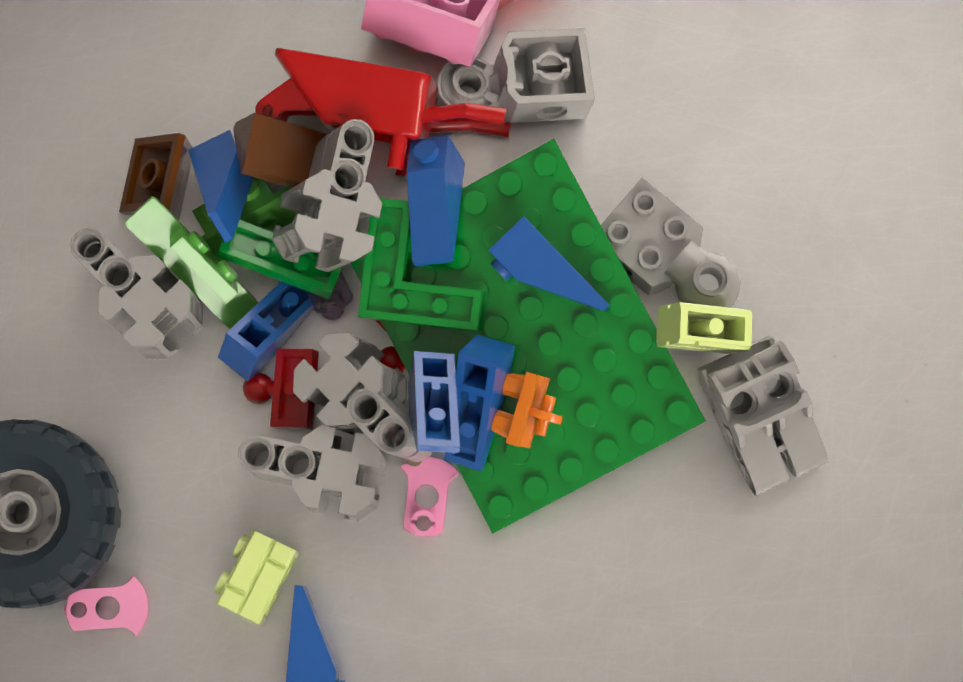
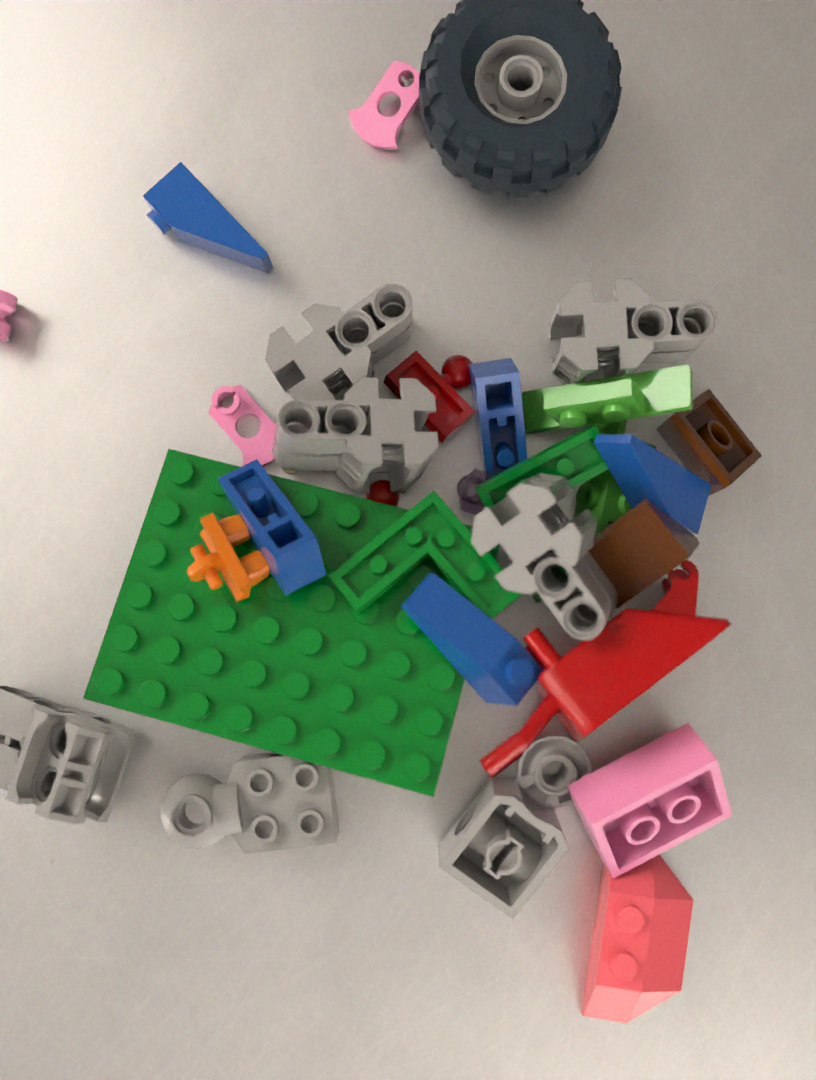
camera: 135 degrees right, 5 degrees up
(255, 577) = (305, 235): yellowish green brick -> none
(434, 402) = (290, 476): slope -> none
(538, 264) = (332, 678): blue slope -> none
(704, 328) = (152, 769): yellowish green brick -> none

